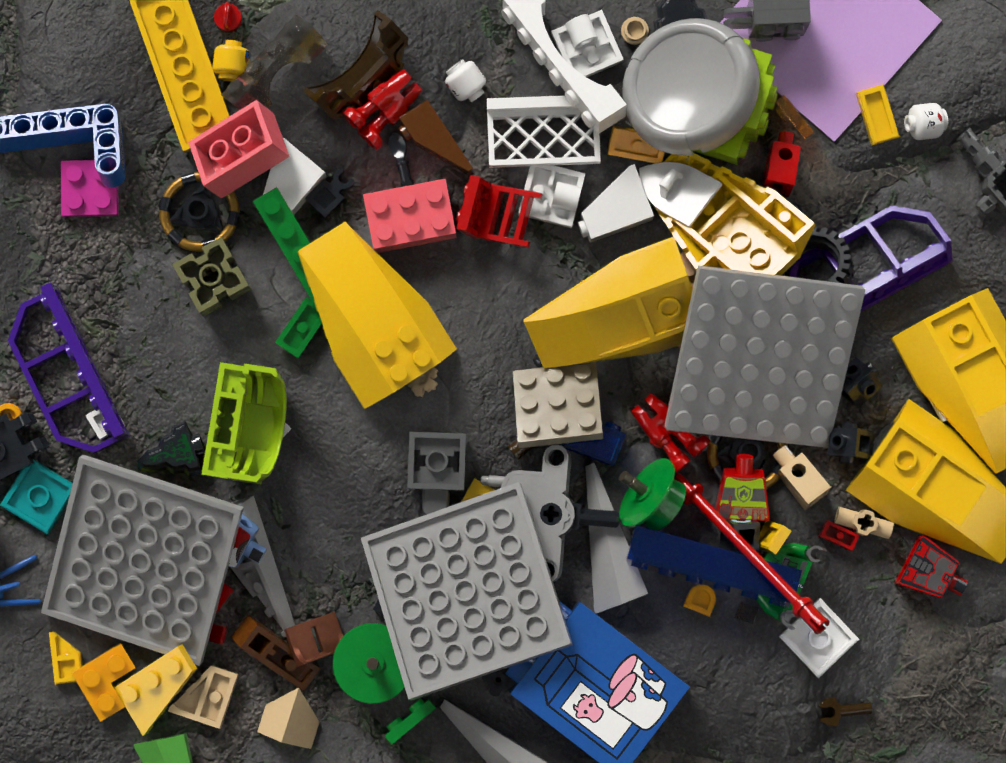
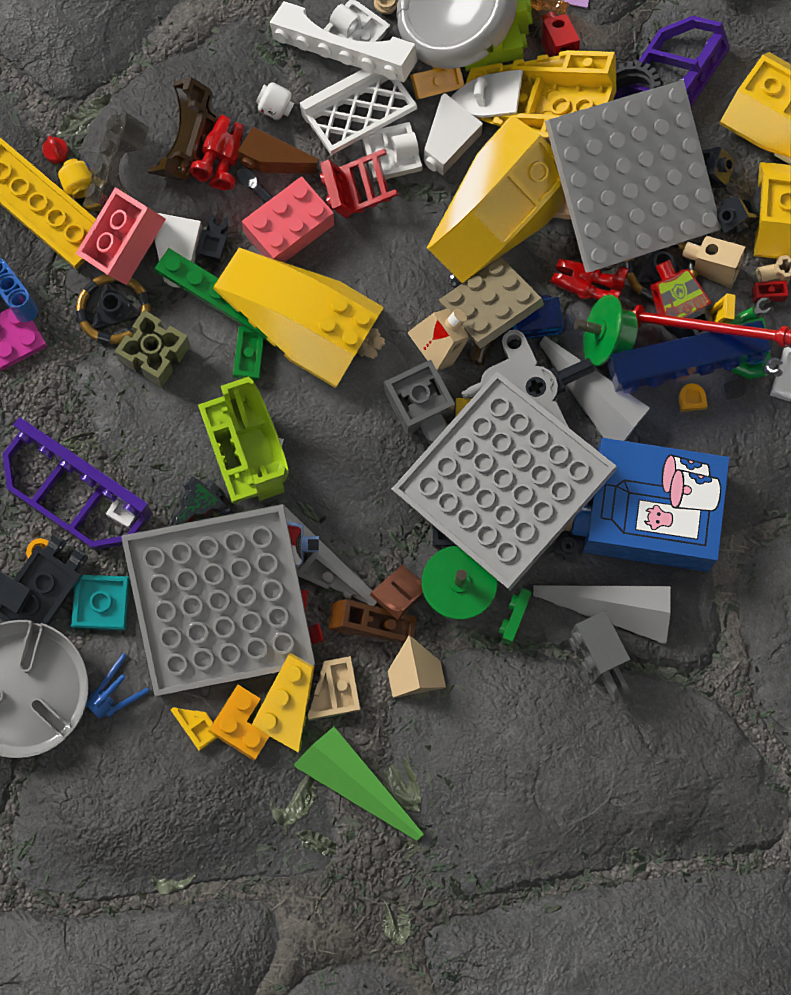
camera: 30 degrees left, 10 degrees down
(490, 414) = (441, 337): none -> tan torso

